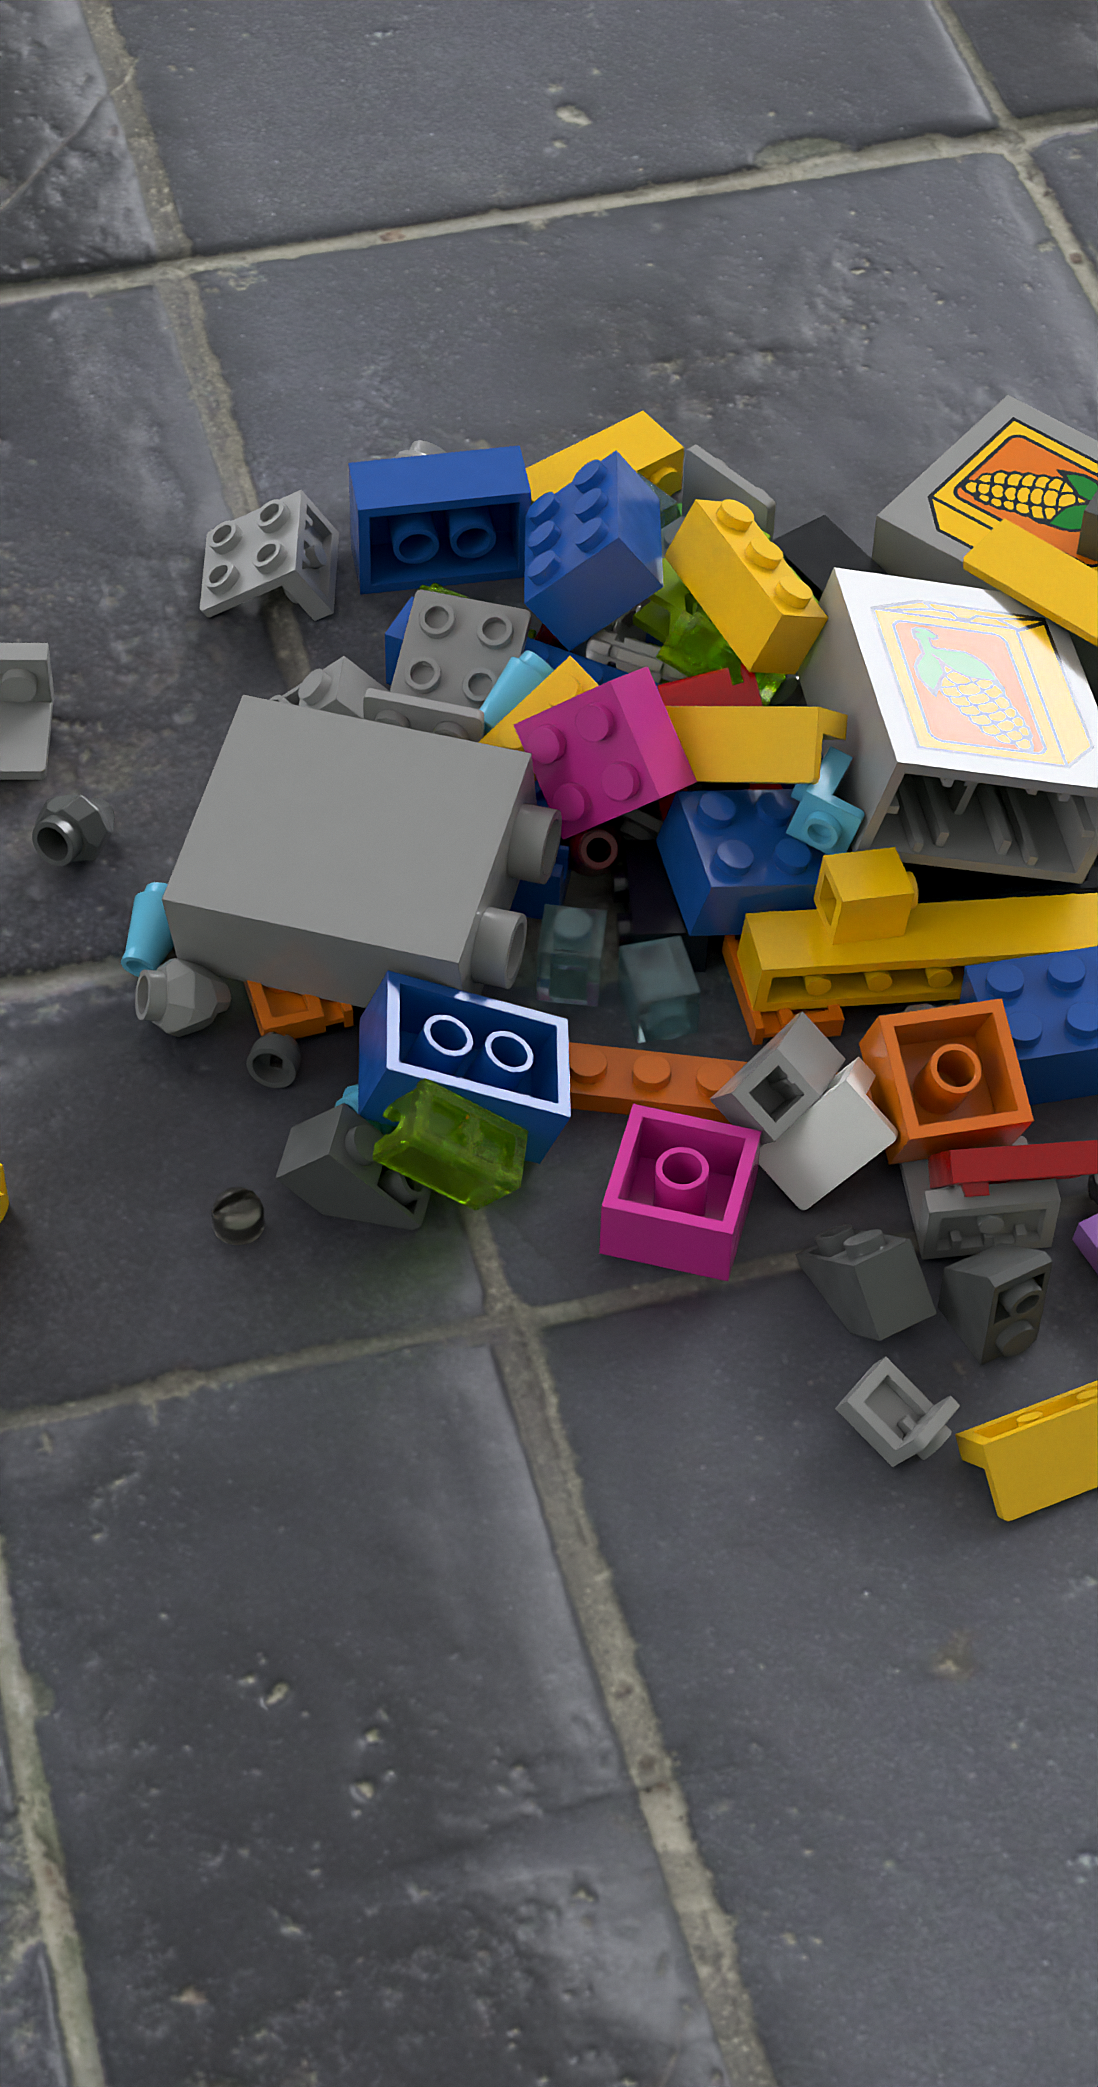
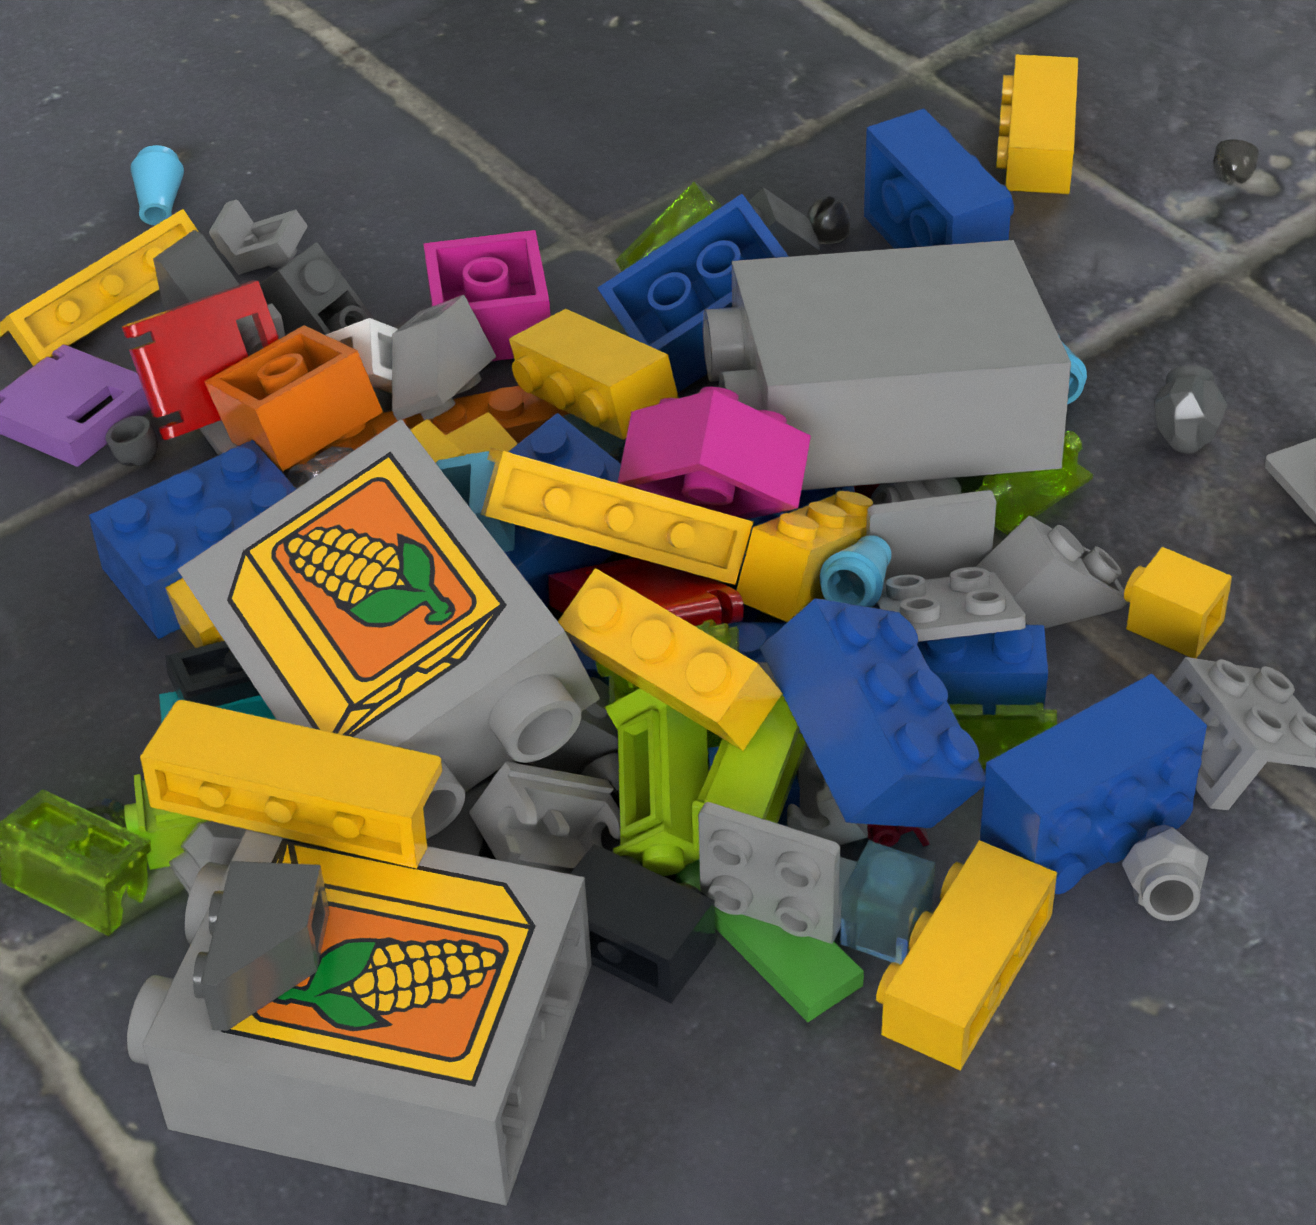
camera: 160 degrees right, 5 degrees down
(140, 1111) = (929, 188): none -> blue brick
(237, 662) = (1177, 602): none -> yellow brick
(638, 986) = (590, 370): none -> yellow brick
(994, 1574) = (156, 182): none -> medium azure cone

